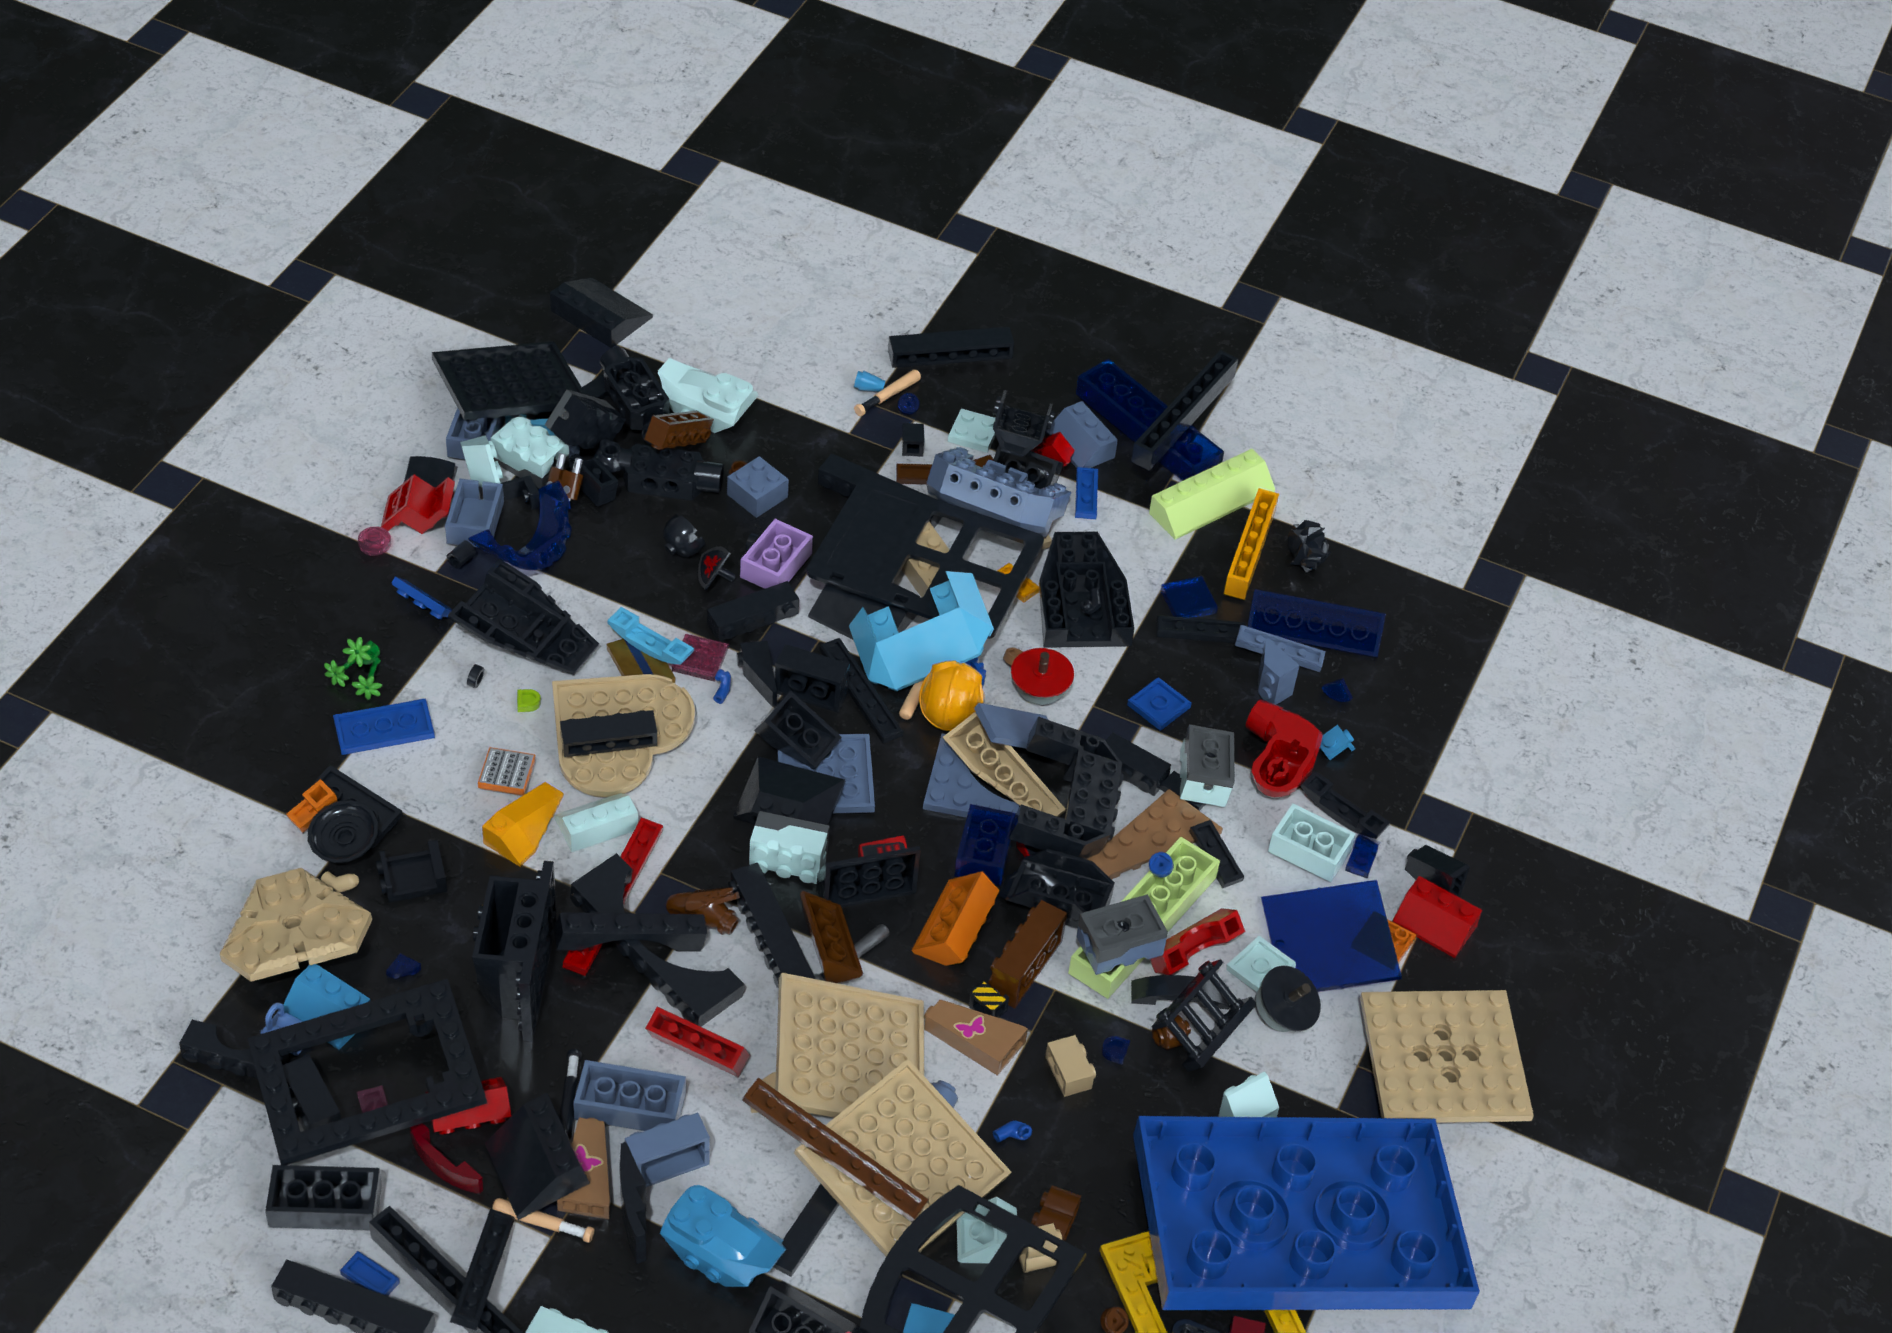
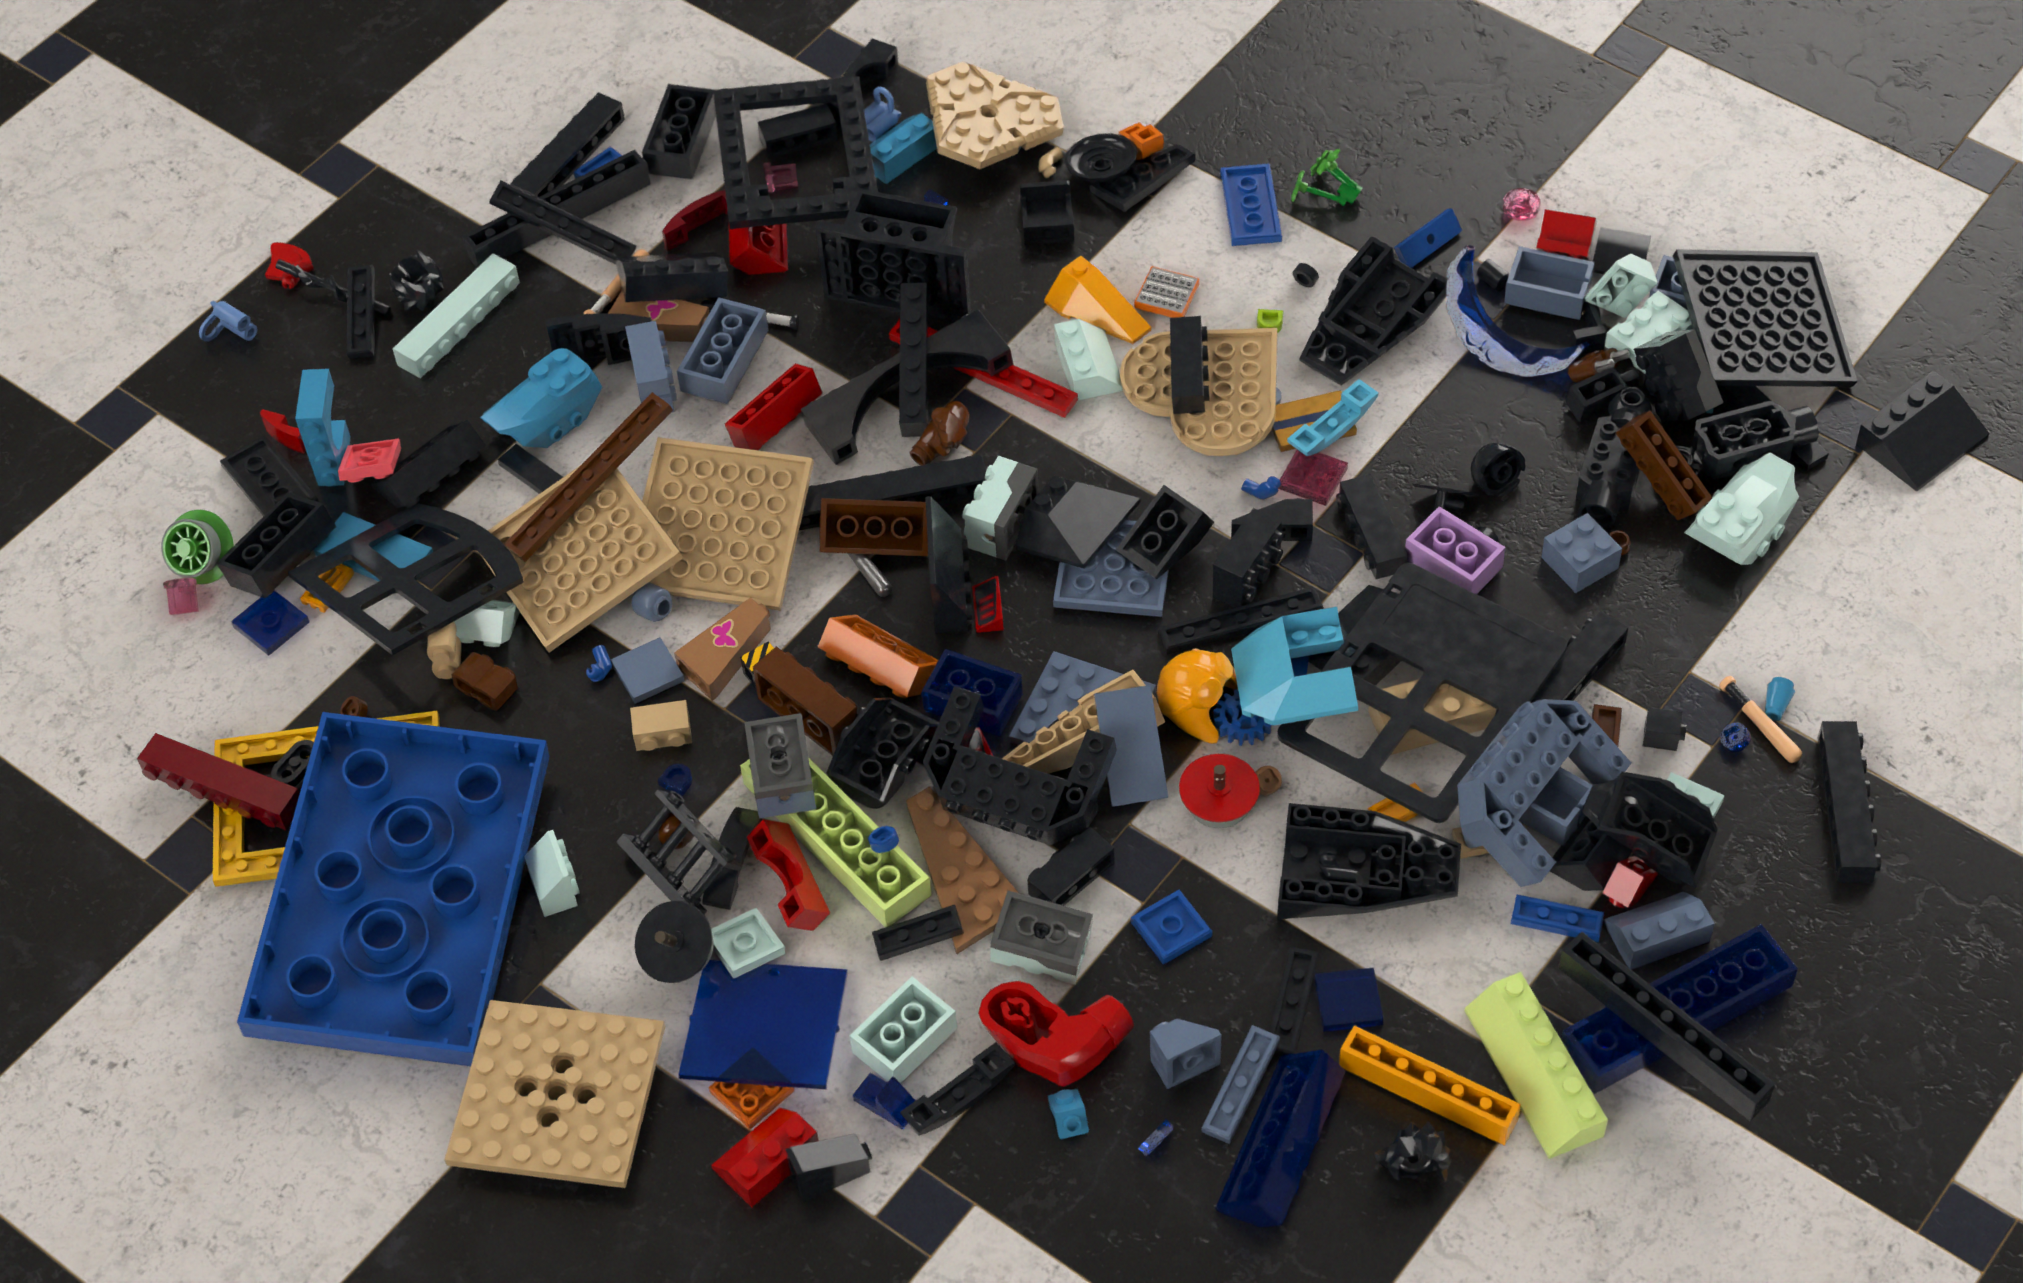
camera: 110 degrees right, 5 degrees up
(1008, 1093) = (647, 670): none -> sand blue tile

